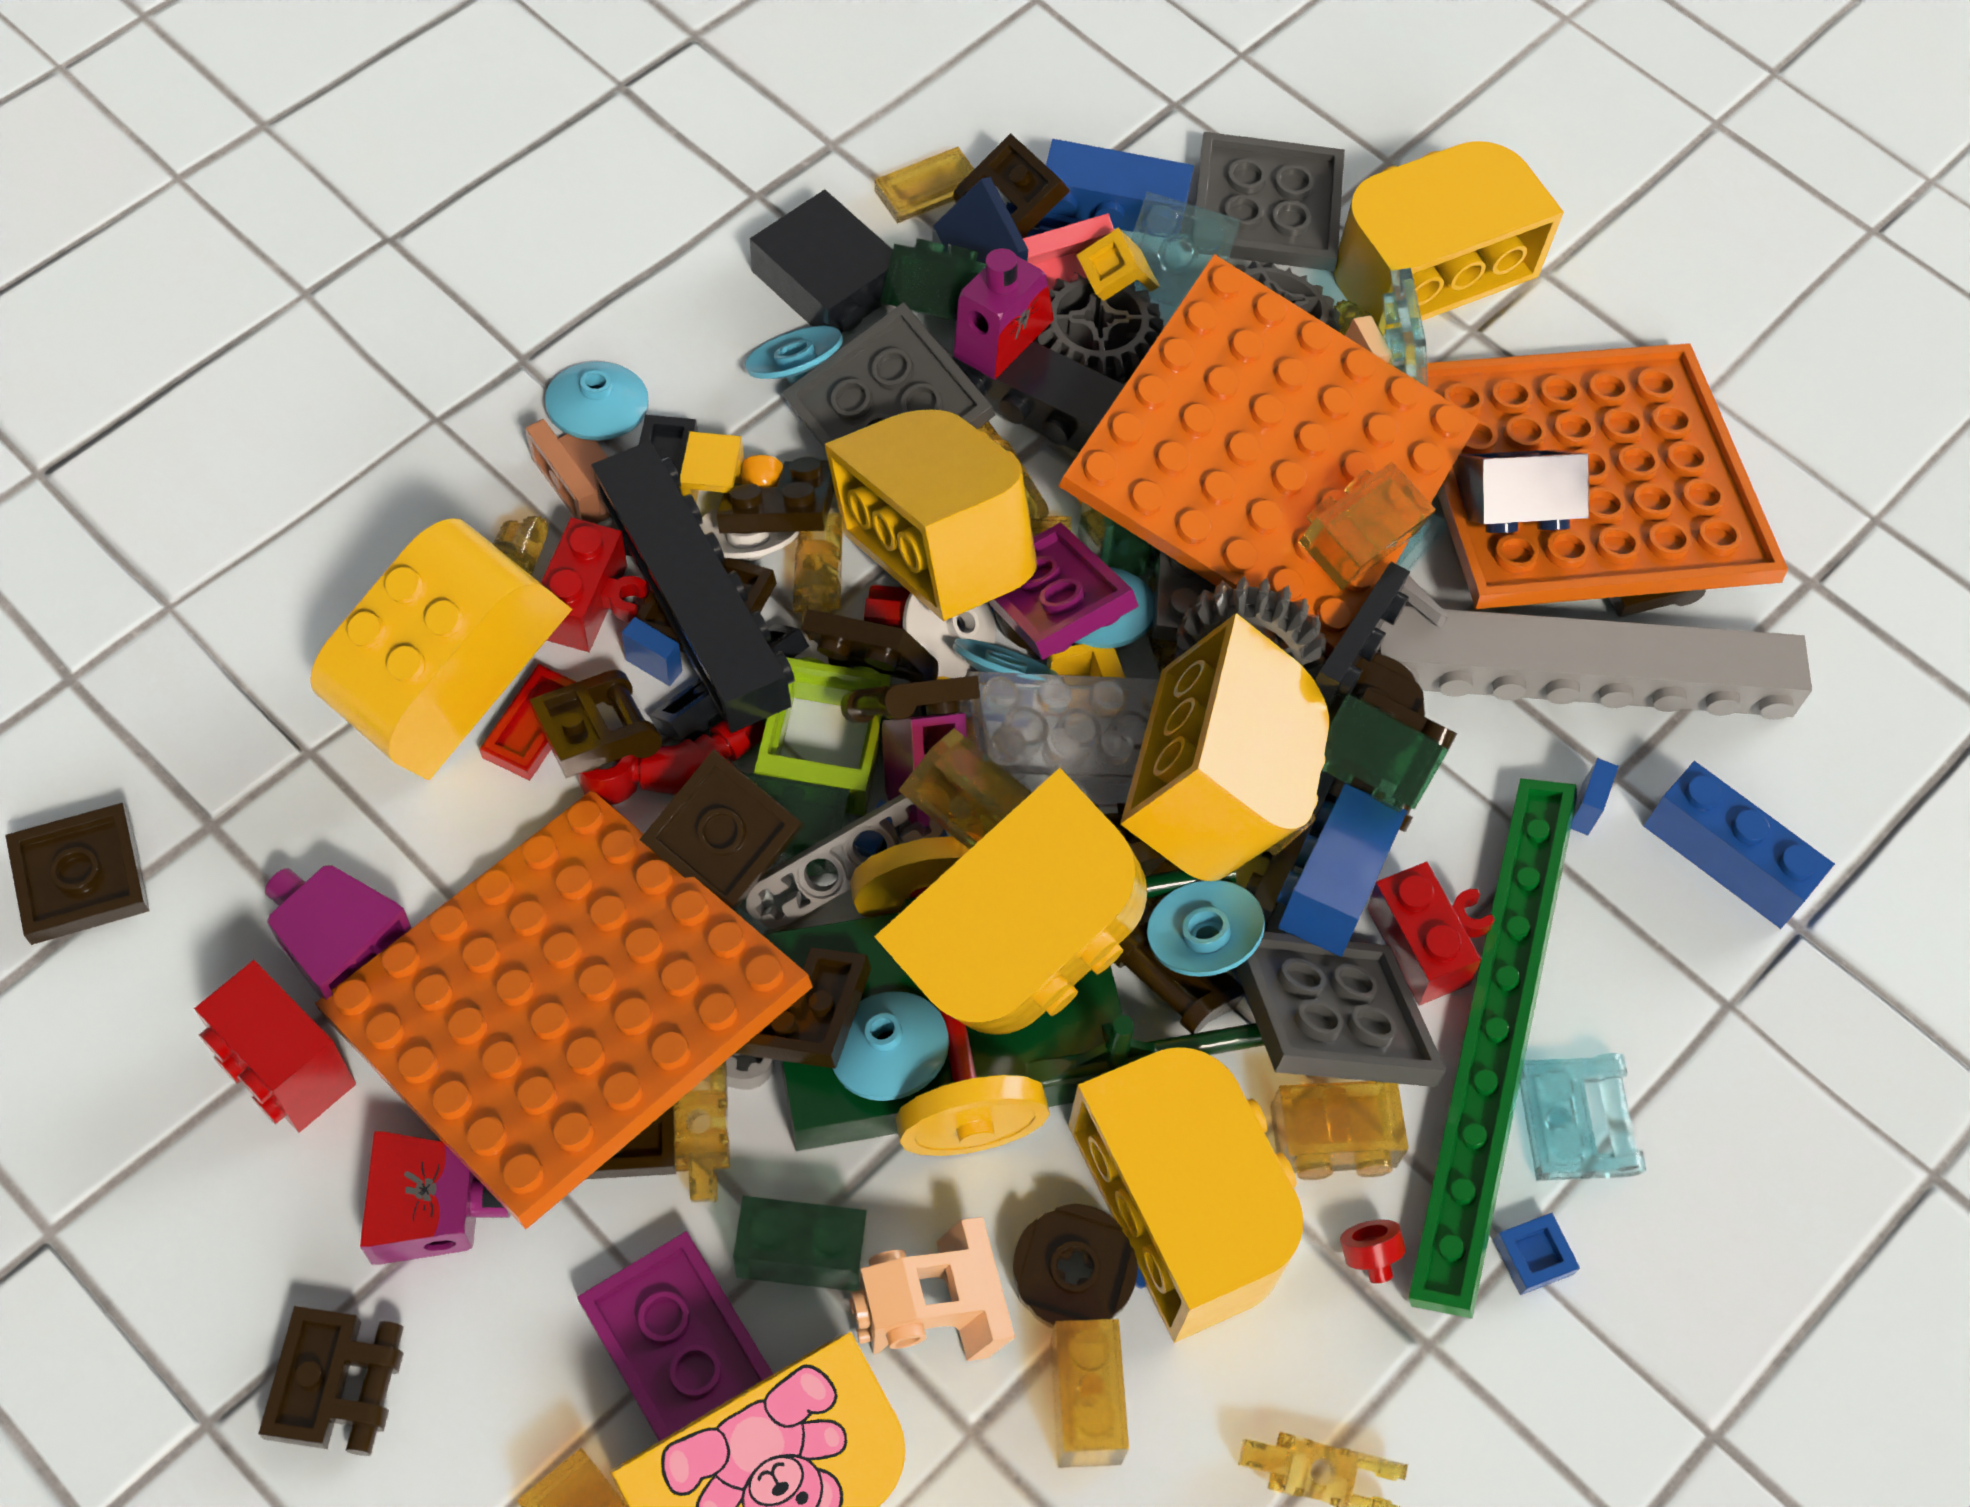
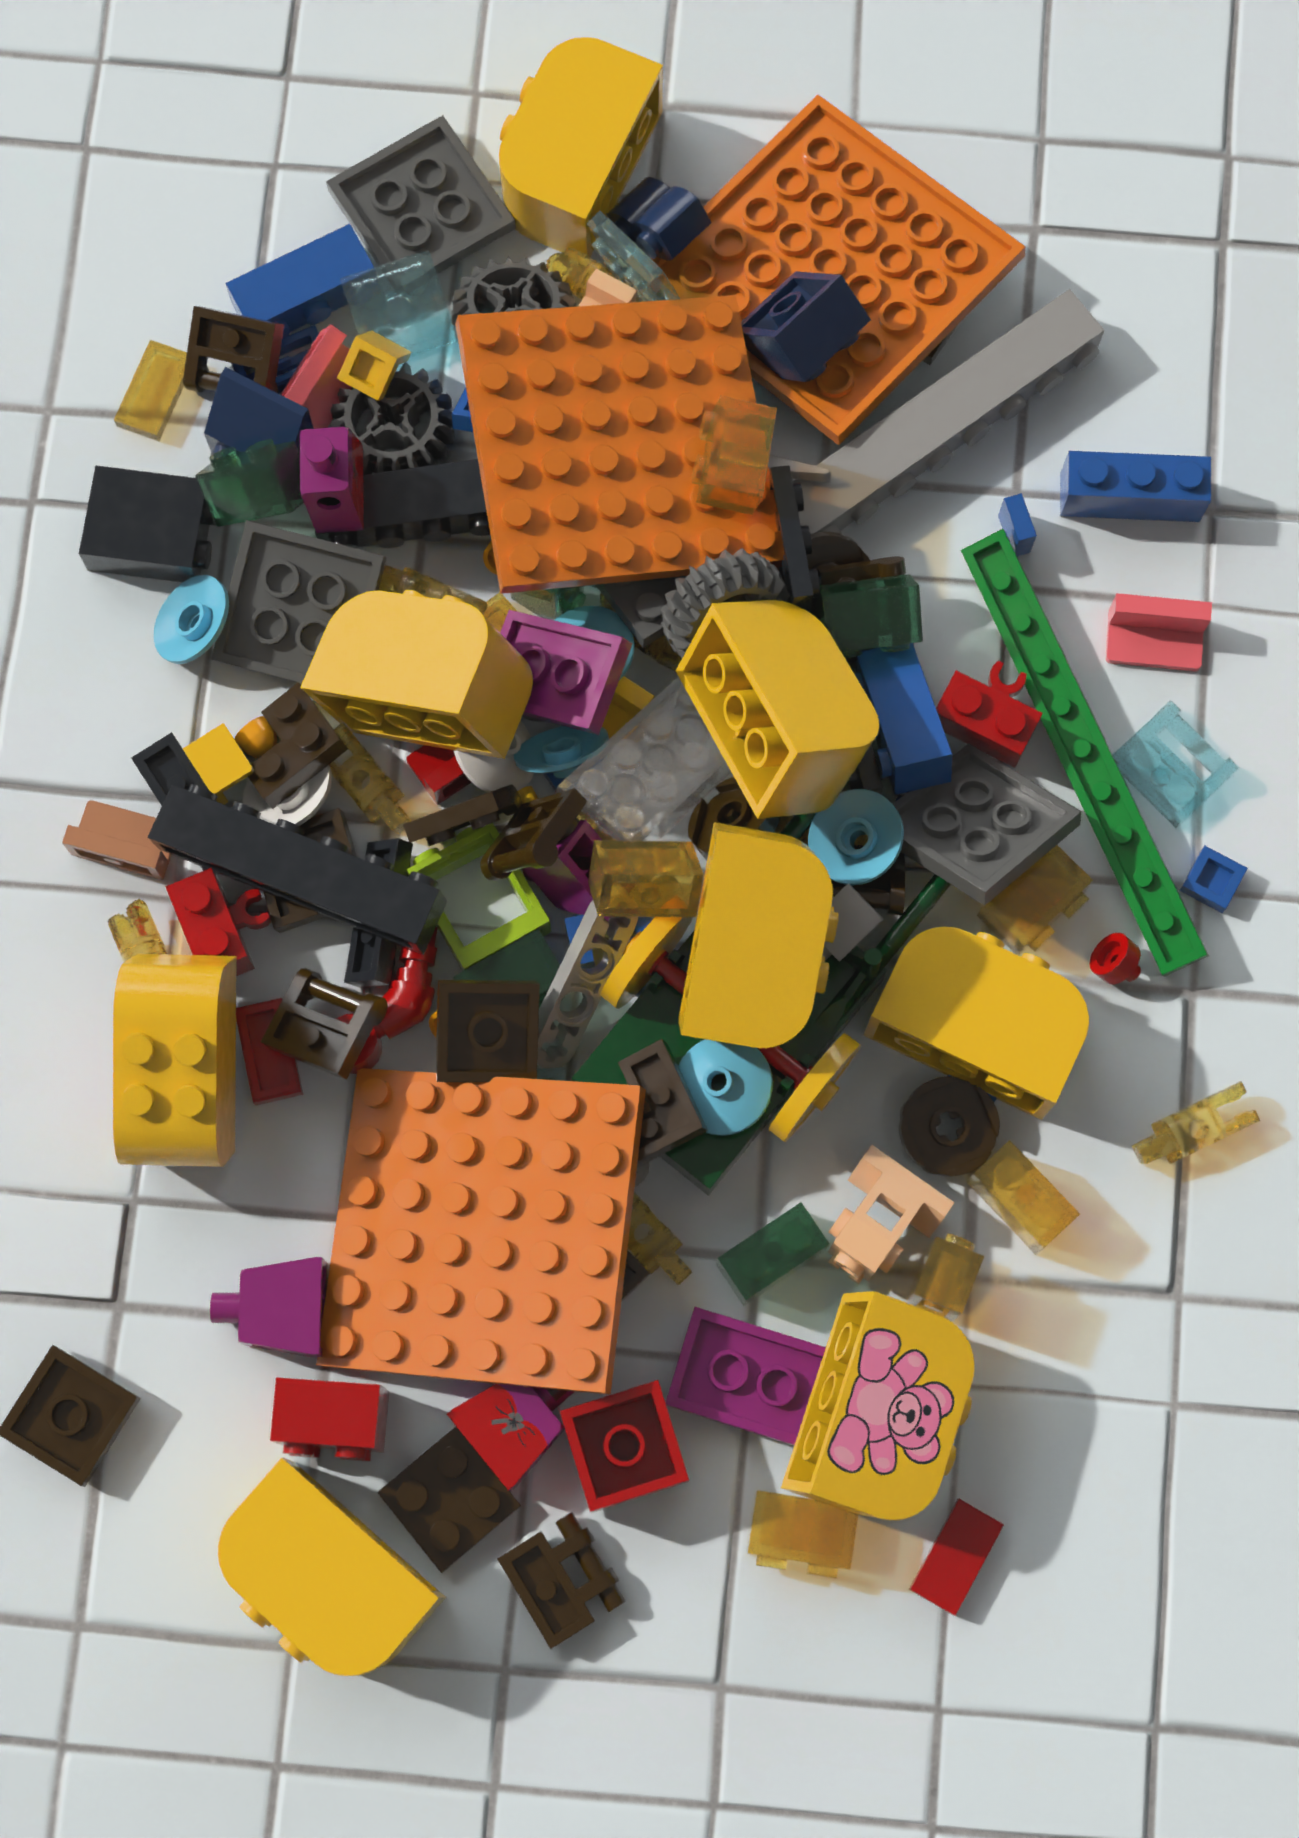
camera: 35 degrees left, 15 degrees up
(129, 1179) = (321, 1576): none -> yellow brick
(305, 1222) = (449, 1499): none -> dark brown plate
(500, 1300) = (624, 1446): none -> red brick
(596, 401) = (90, 785): medium azure dish -> none
(652, 651) = (305, 935): blue tile -> none
(942, 1398) = (945, 1276): none -> clear yellow brick
(1128, 987) = (854, 922): none -> light grey brick
(1465, 334) = (660, 218): none -> dark blue brick
(1660, 986) = (1156, 632): none -> coral panel

